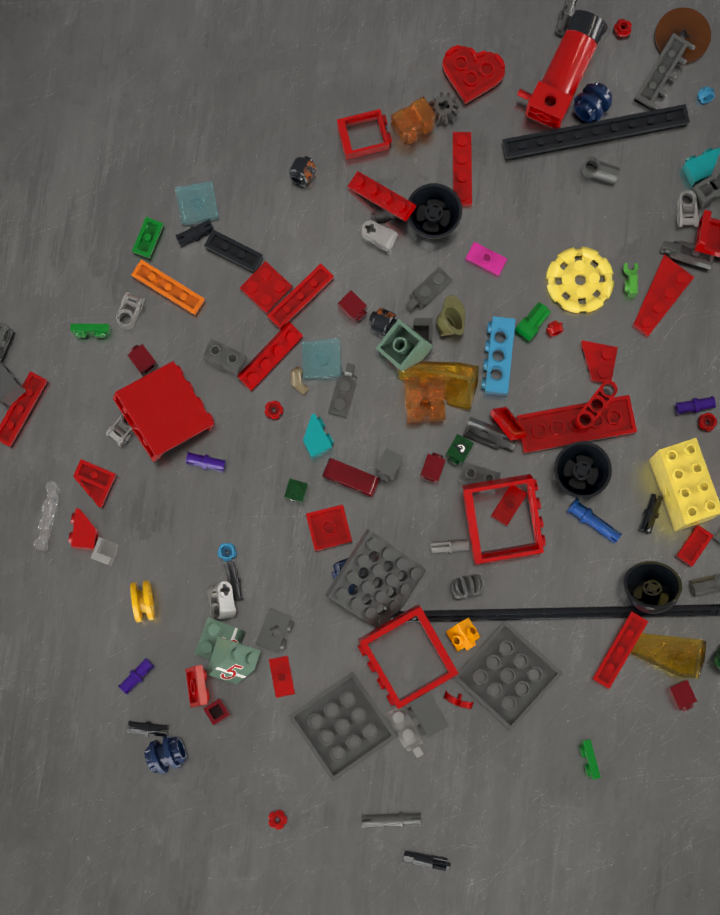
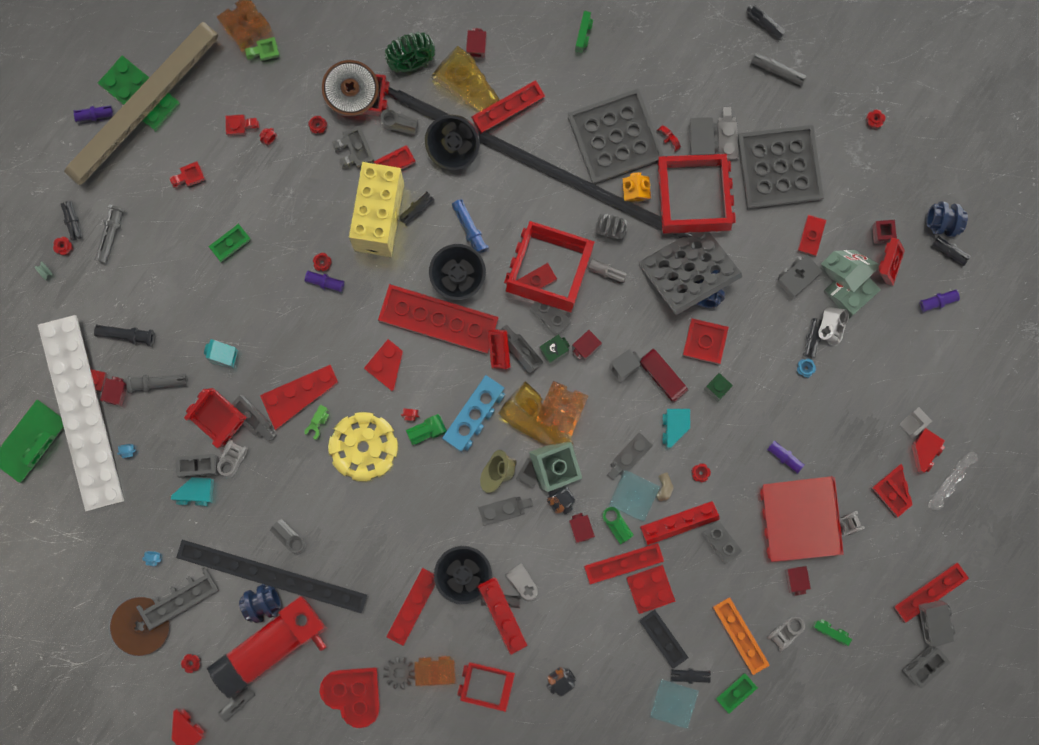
camera: 155 degrees left, 0 degrees up
(142, 601) = (904, 359): yellow wheel -> none
(322, 325) = (618, 526): none -> green piece
(486, 258) = (436, 510): dark pink plate -> none
(600, 397) = (420, 315): red beam -> none

